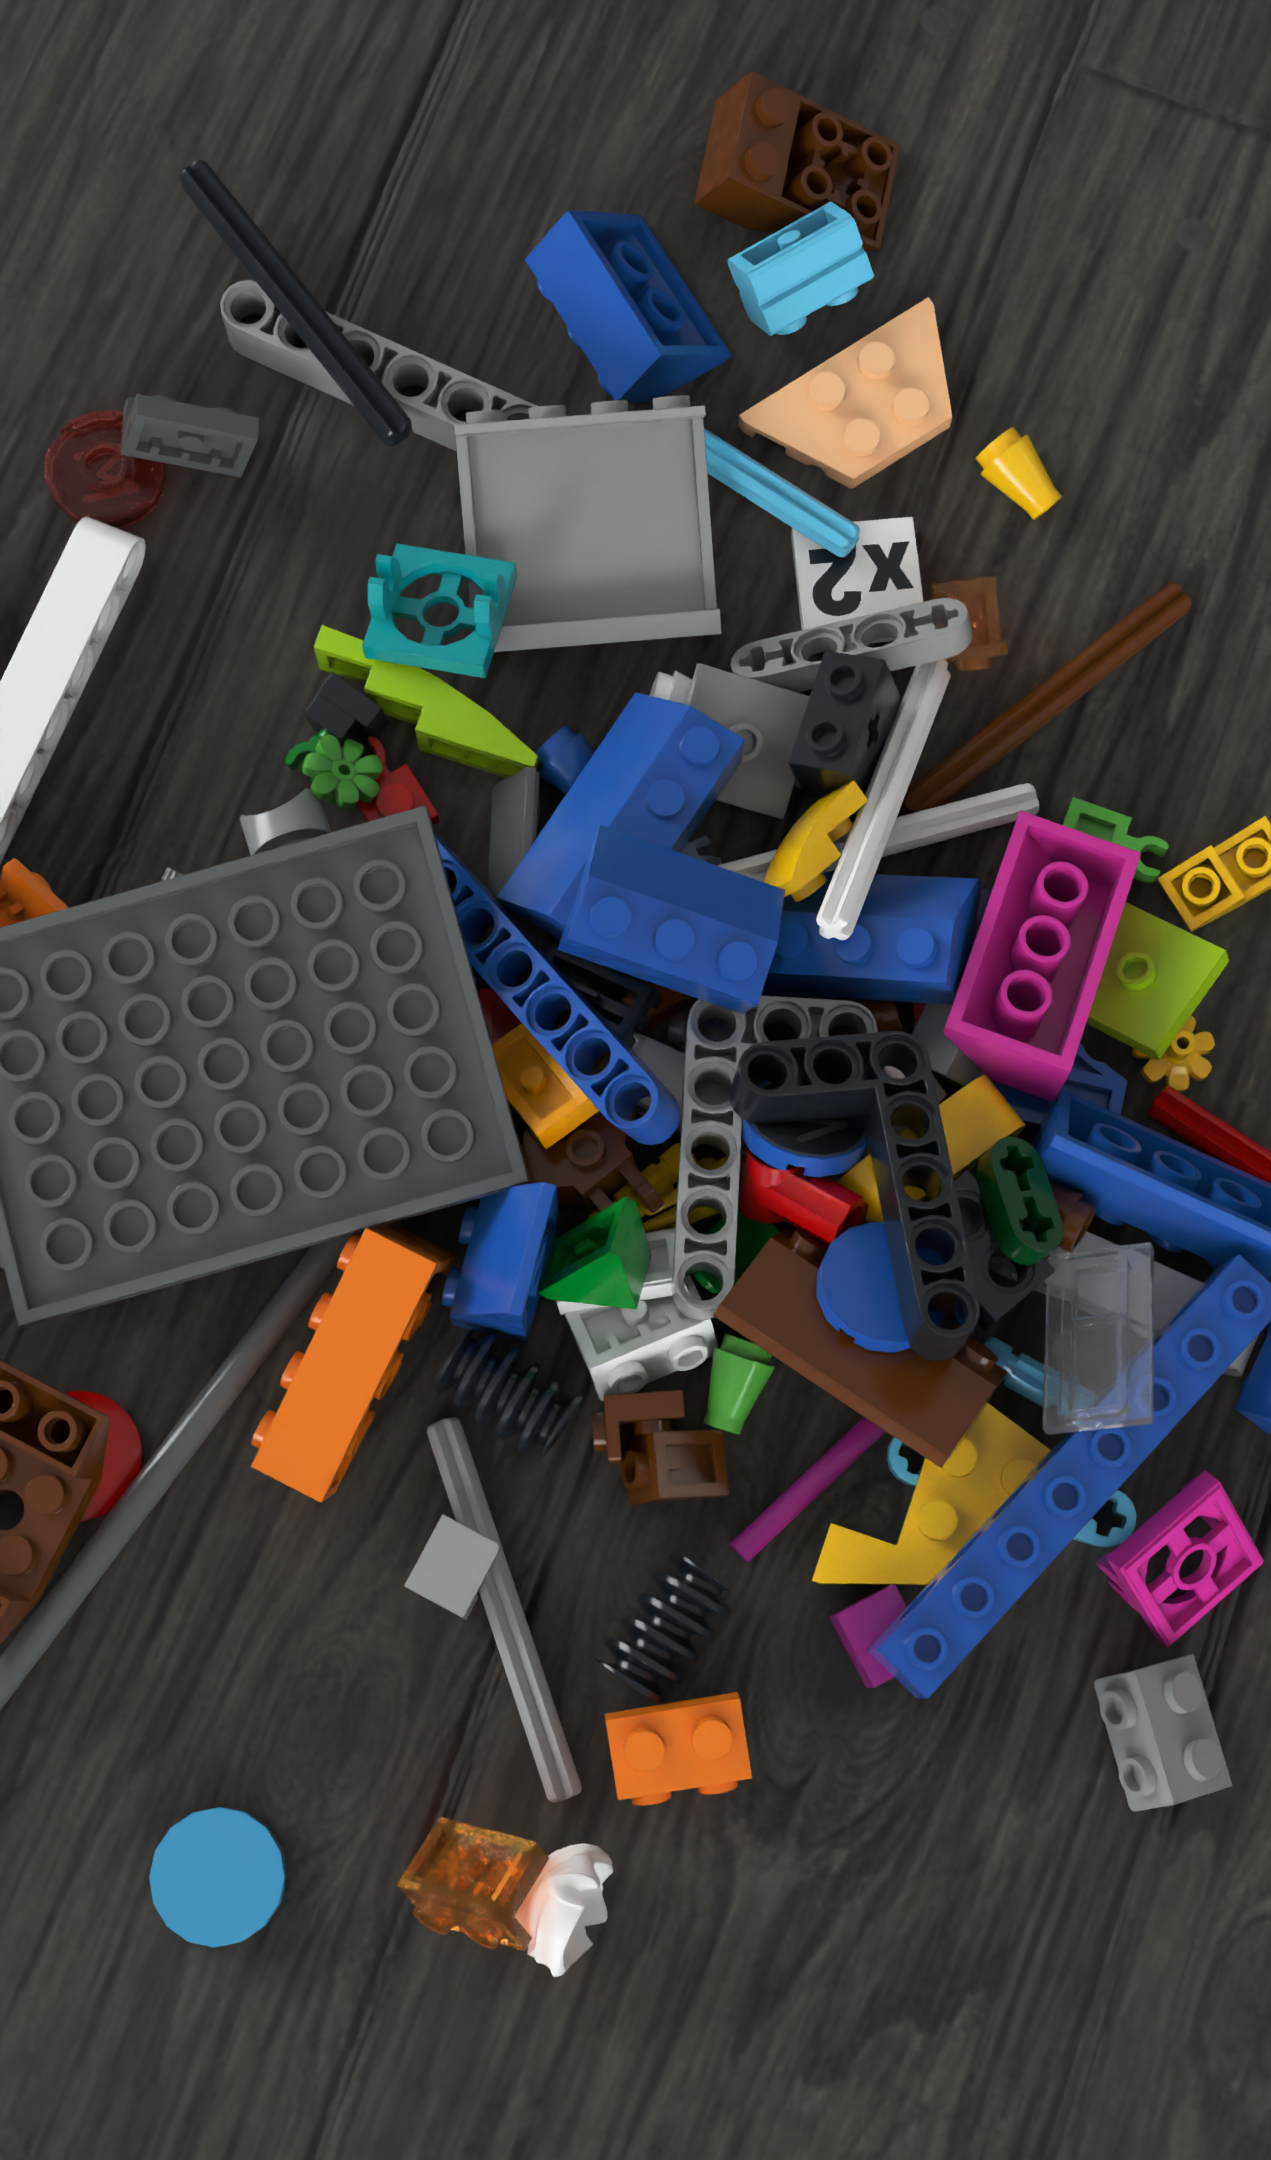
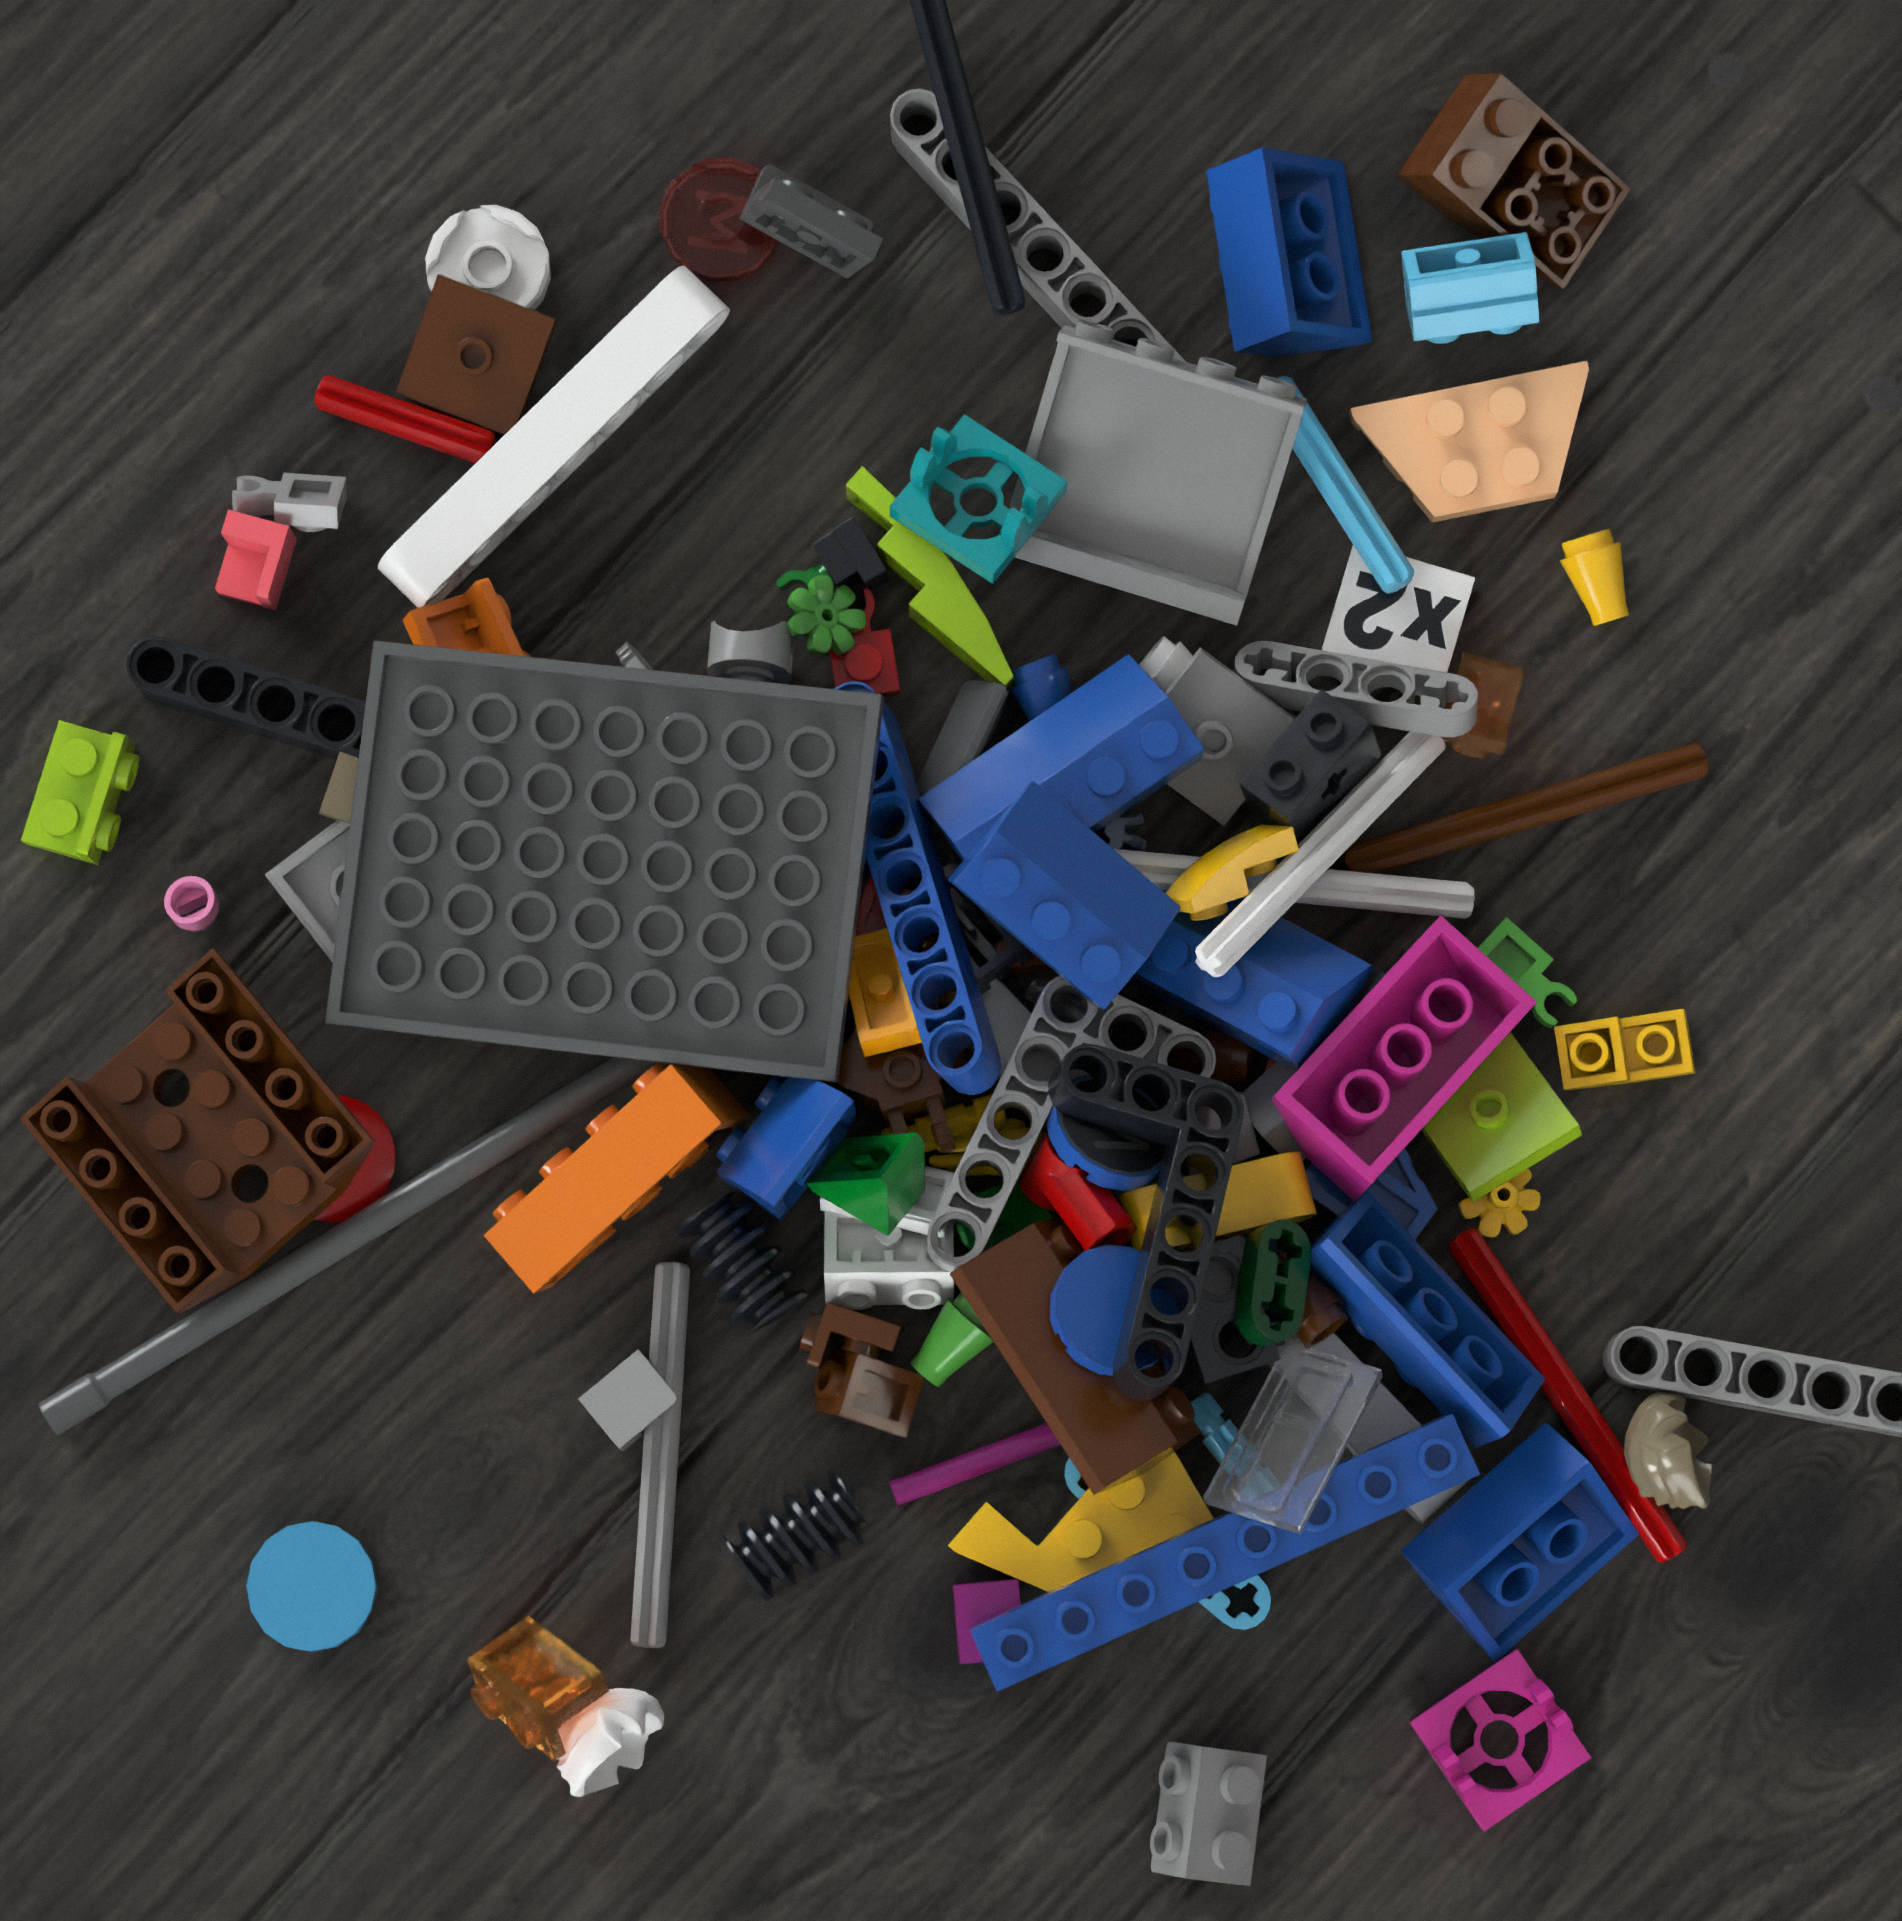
camera: 25 degrees right, 5 degrees up
(678, 1748) = (763, 1644): orange bracket -> none
(1210, 1581) = (1340, 1691): dark pink piece -> none

